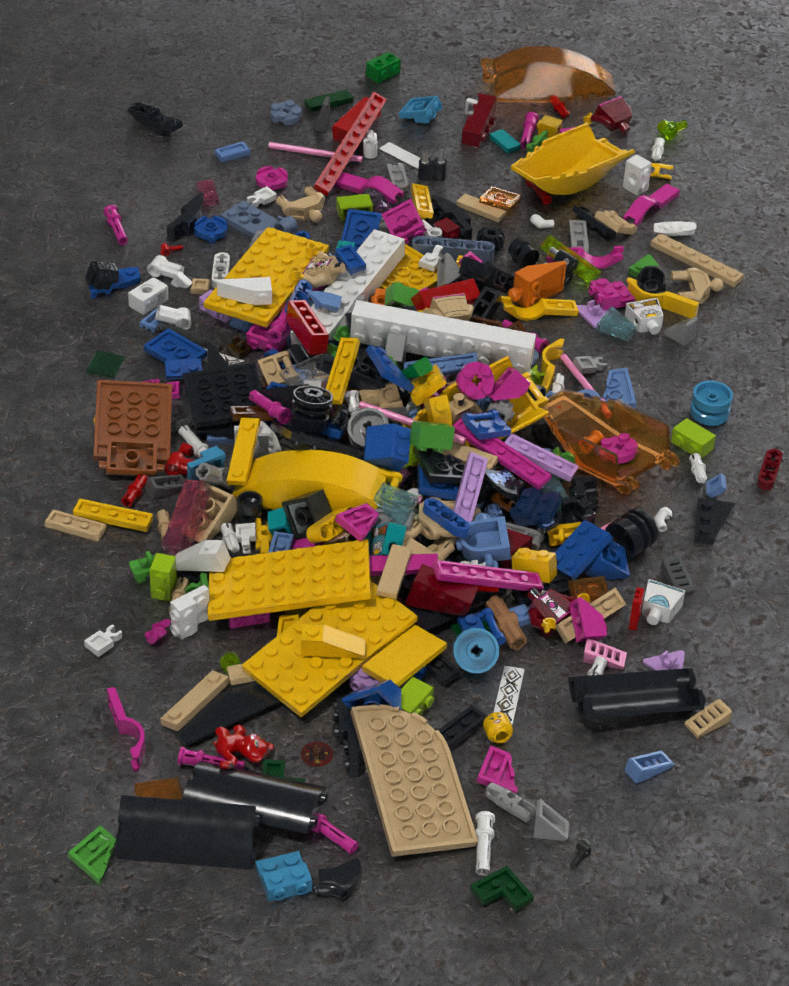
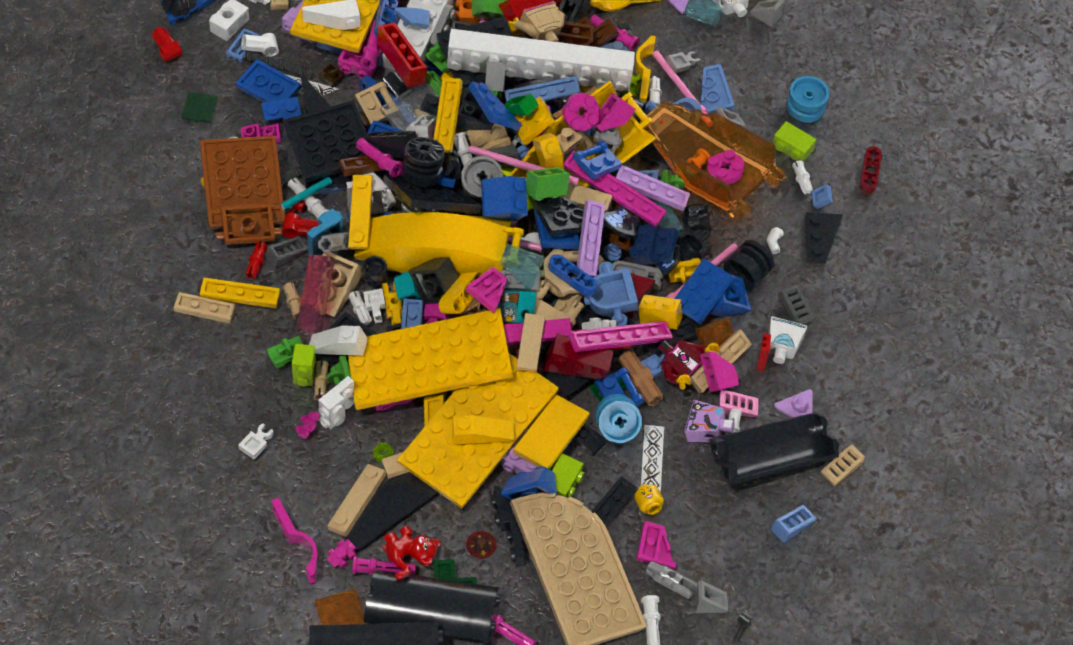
camera: 10 degrees left, 15 degrees up
(84, 312) = (167, 46): none -> red piece
(167, 746) = (338, 555): none -> dark pink piece
(194, 437) = (306, 193): none -> teal bar
(566, 663) = (706, 422): none -> lavender torso

